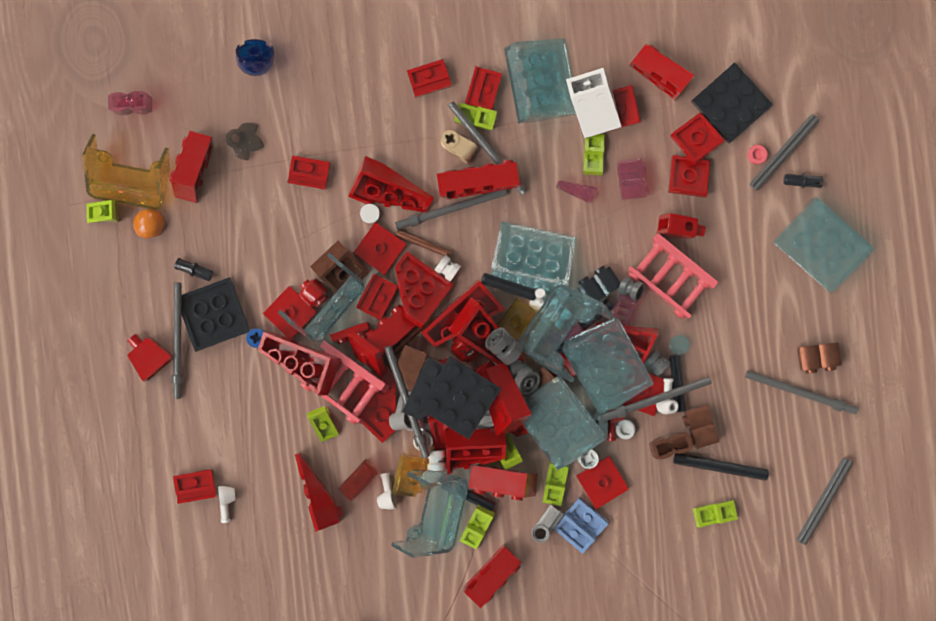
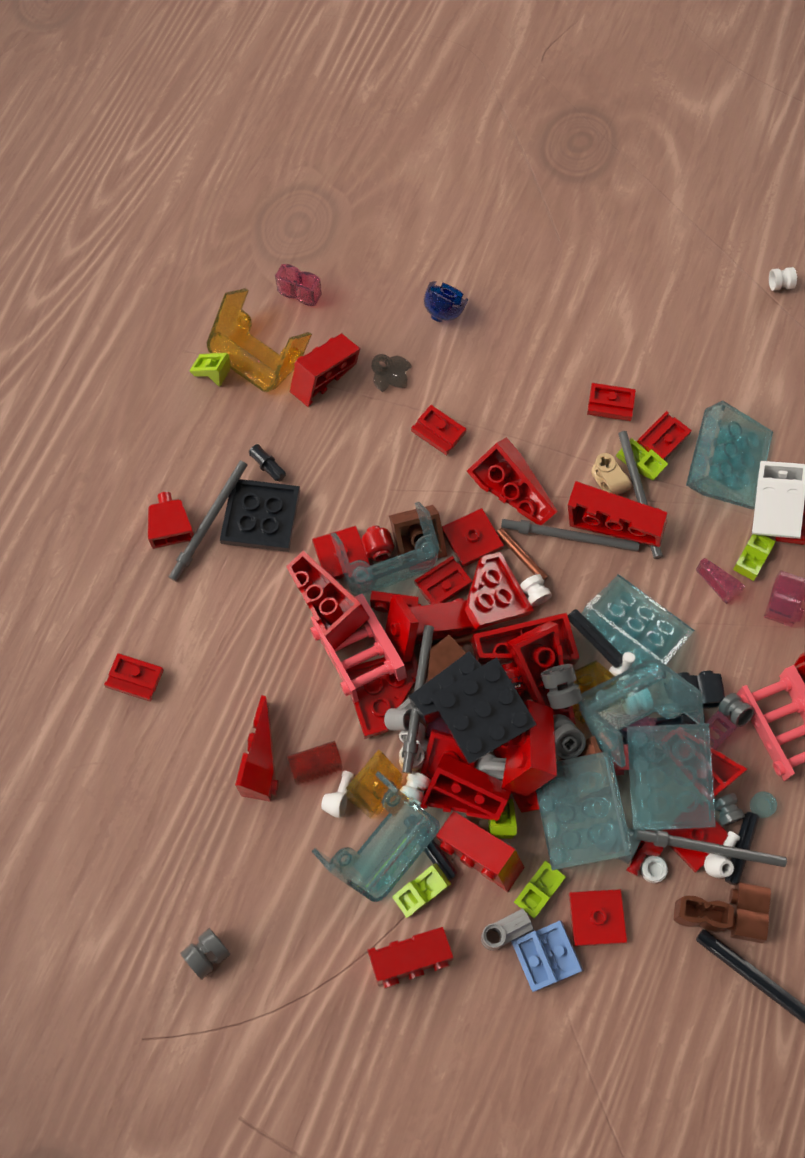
camera: 30 degrees right, 20 degrees down
(148, 224) = (248, 400): orange hair -> none
(226, 496) = (160, 705): white bar -> none
(253, 339) = (289, 551): blue wheel -> none
(323, 423) = (310, 680): lime slope -> none
(369, 213) = (480, 498): white tile -> none
(590, 460) = (598, 877): white wheel -> none
(715, 513) = (721, 1031): lime slope -> none

